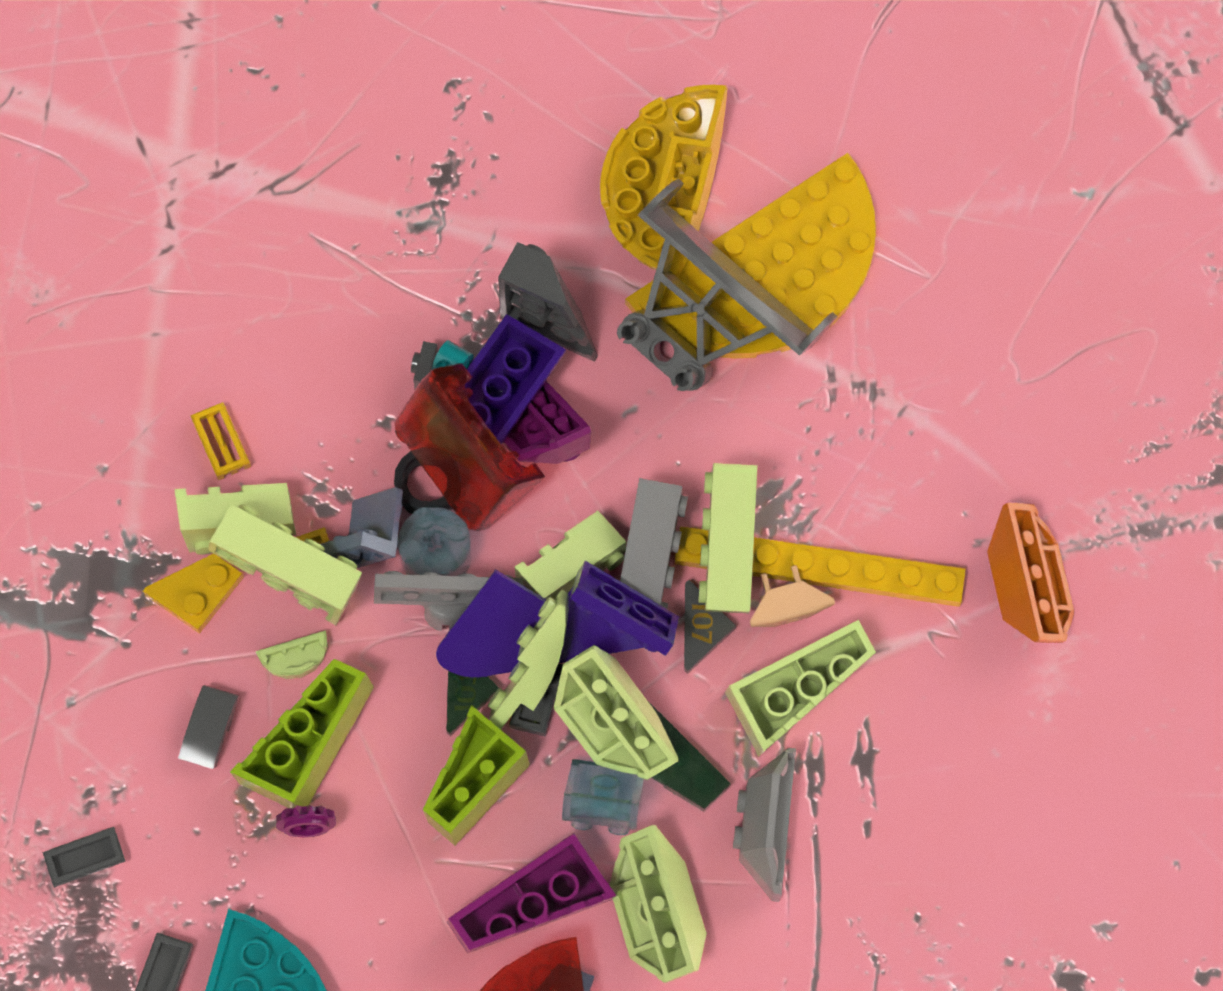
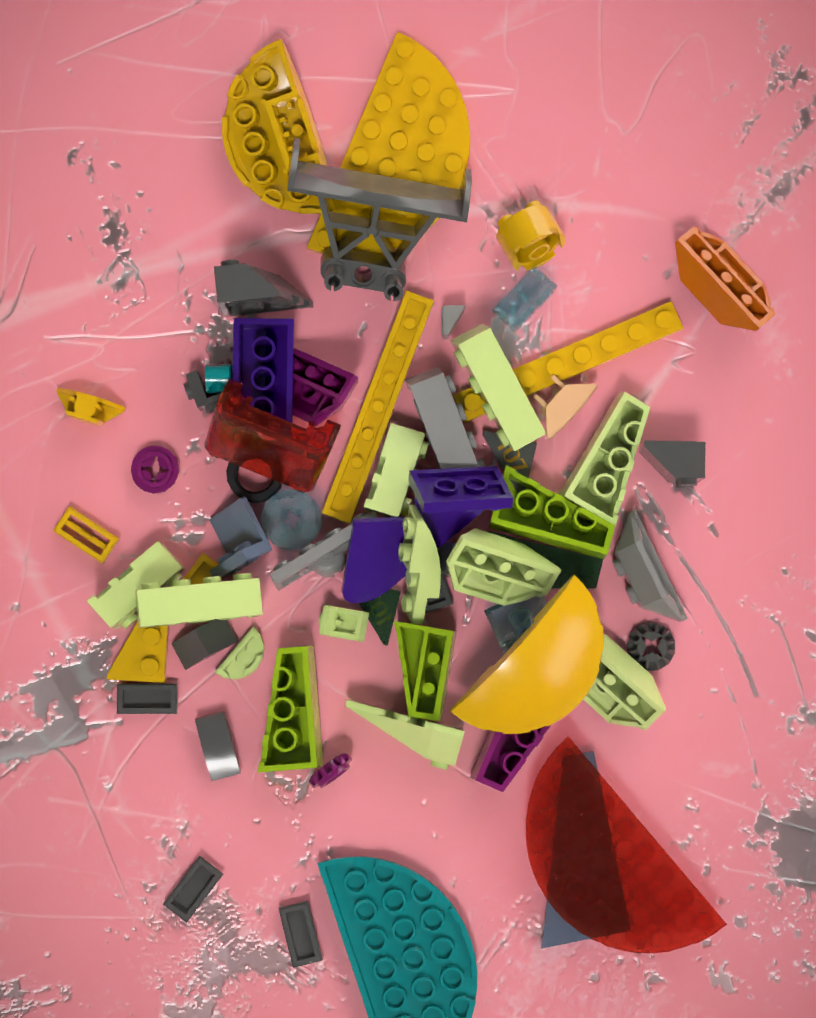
camera: 25 degrees left, 15 degrees up
(170, 635) = (146, 698): none -> dark grey tile
(265, 615) = (204, 642): none -> dark grey slope
(307, 321) = (88, 407): none -> yellow piece
(329, 404) = (145, 459): none -> magenta gear
(418, 681) = (343, 623): none -> yellowish green bracket
(430, 851) = (427, 738): none -> yellowish green wedge
(591, 844) = (543, 670): none -> yellow brick
(598, 489) = (378, 407): none -> yellow plate
(699, 704) = (551, 519): none -> lime wedge
(726, 449) = (450, 316): none -> light grey slope
(741, 914) = (651, 632): none -> dark grey gear
(814, 479) = (524, 299): none -> clear light blue hinge
(857, 415) = (529, 236): none -> yellow brick
(870, 724) = (676, 460): none -> dark grey slope

